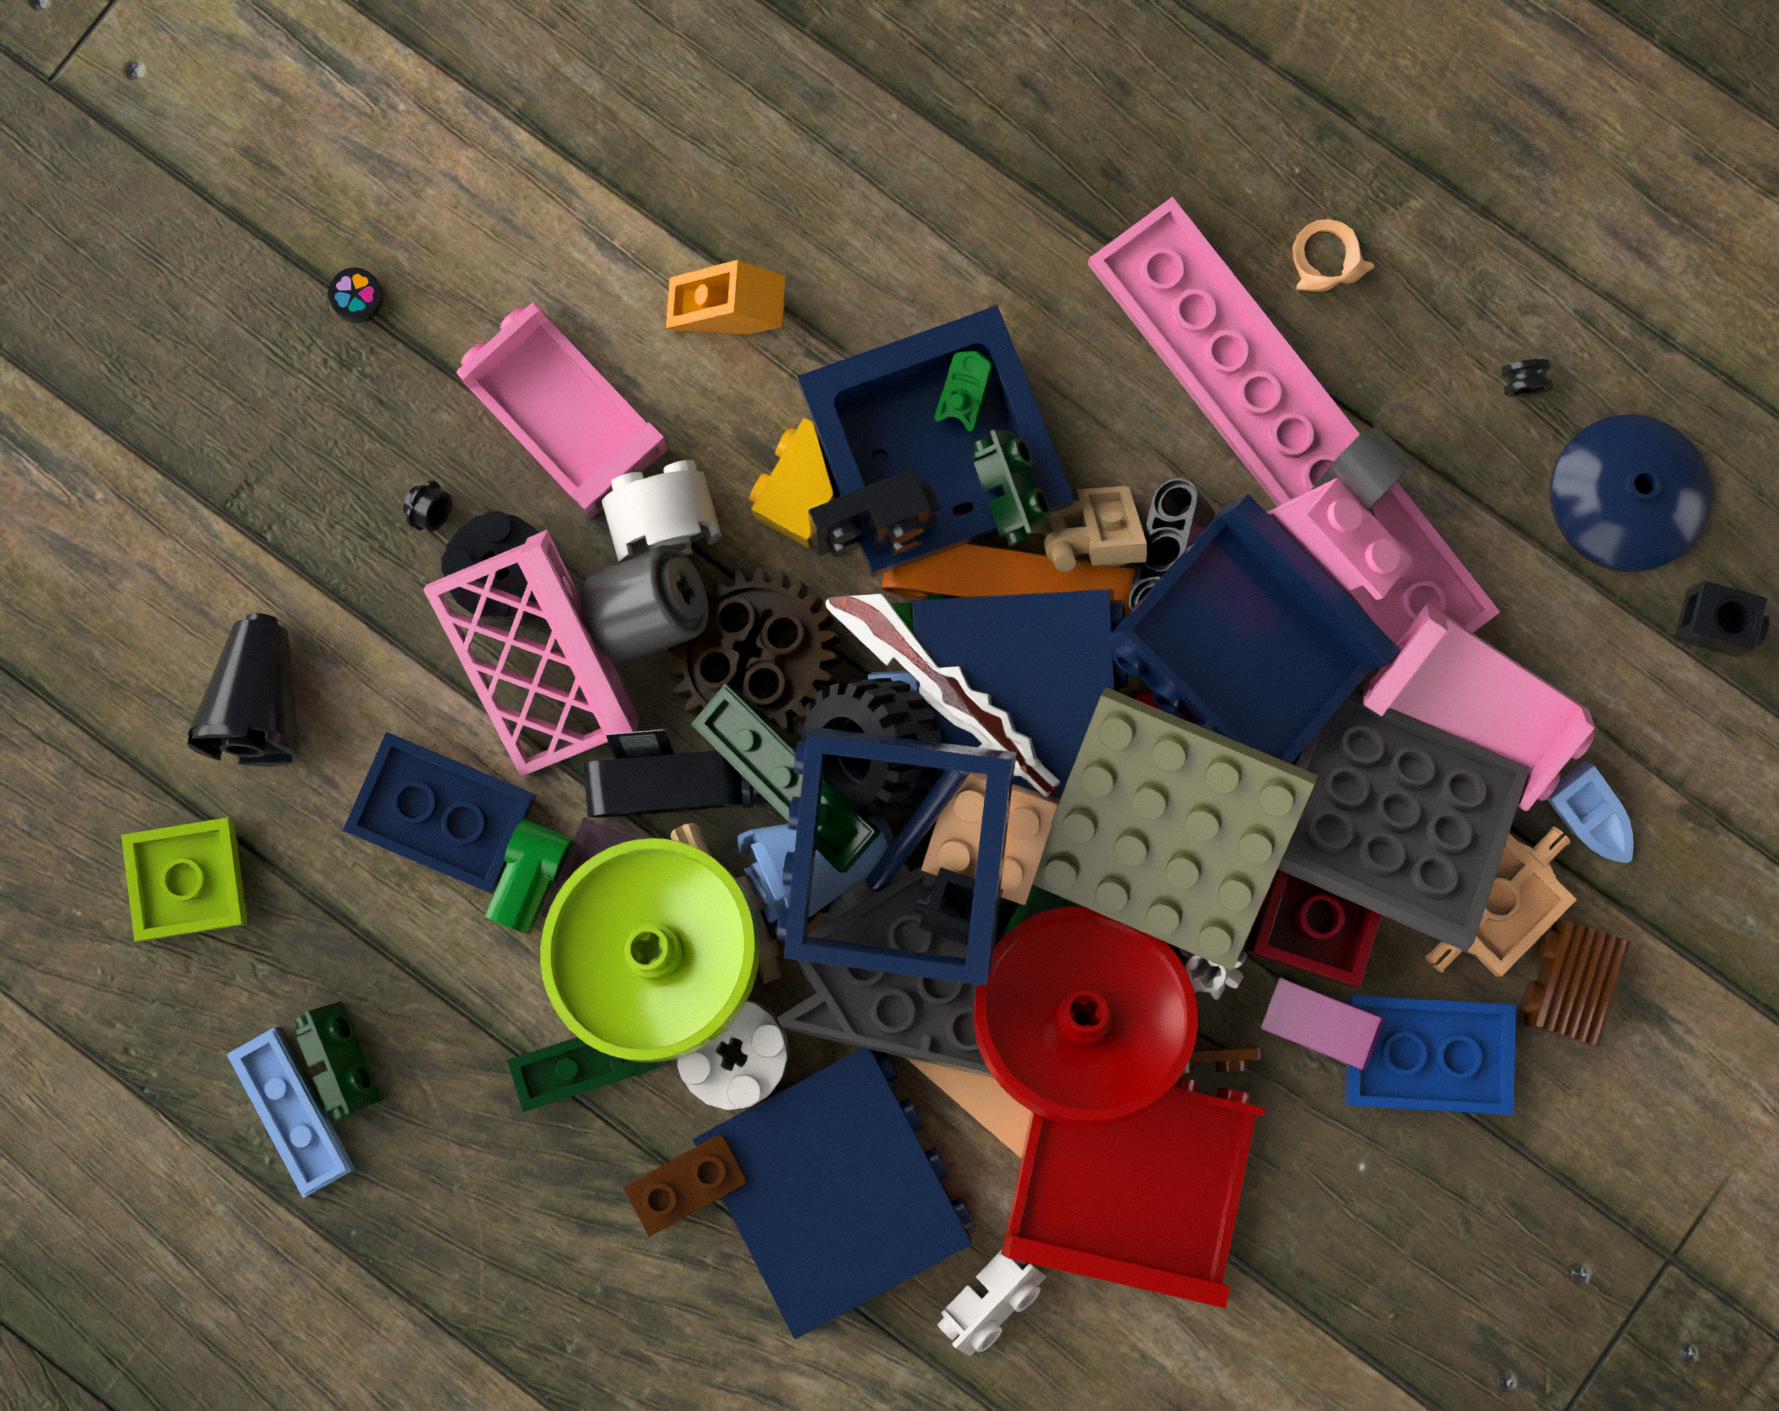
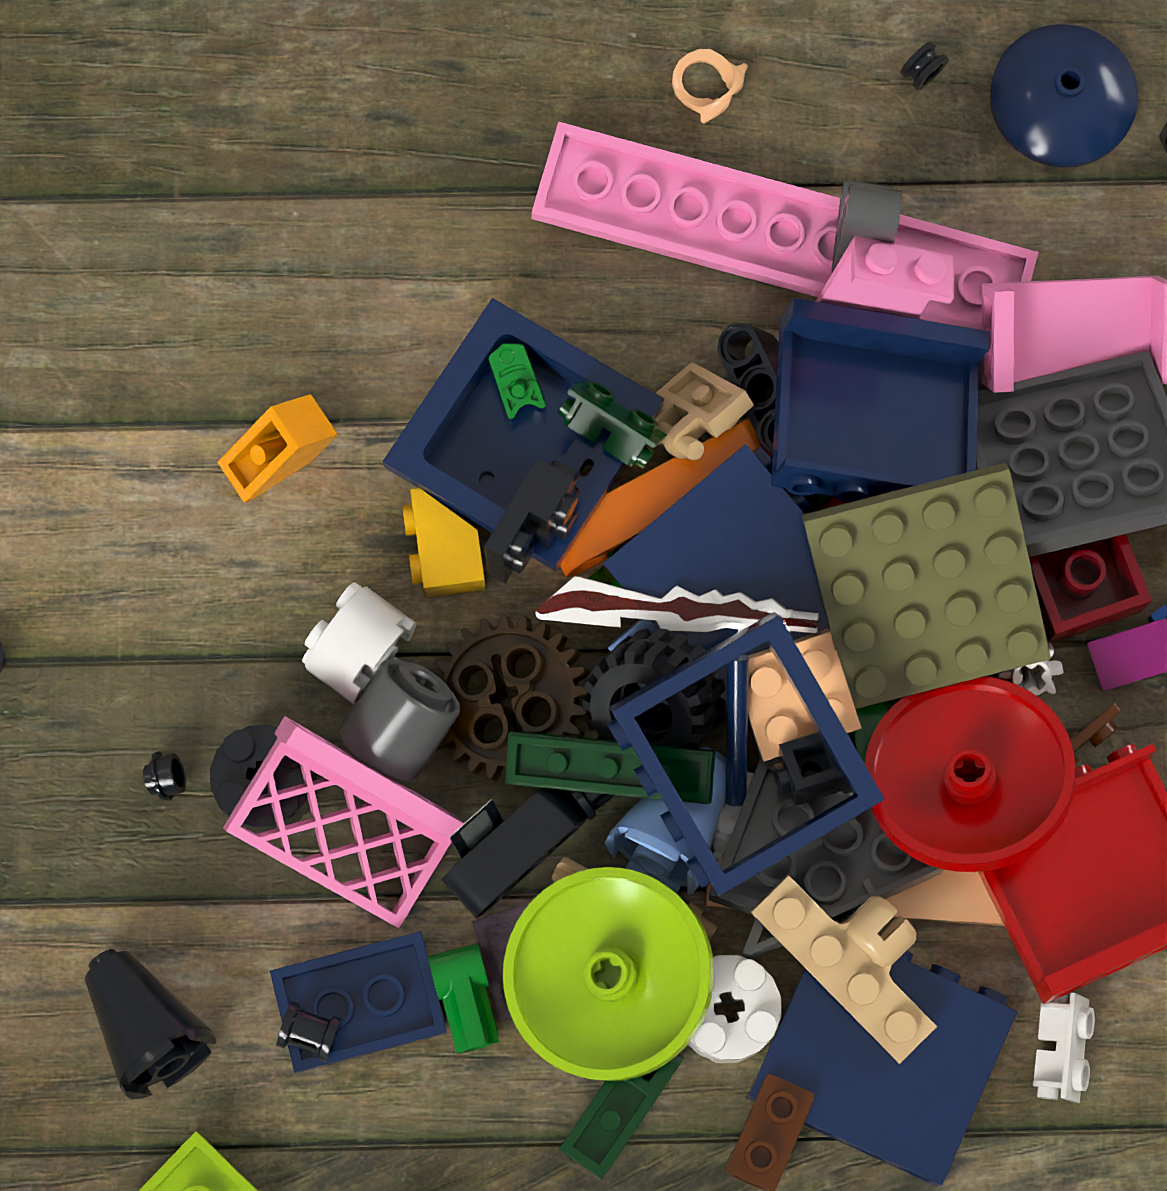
camera: 45 degrees left, 5 degrees down
(374, 807) = (308, 1031): none -> black bush
(560, 407) = (212, 624): bright pink panel -> none
(860, 1095) = (851, 960): none -> tan plate

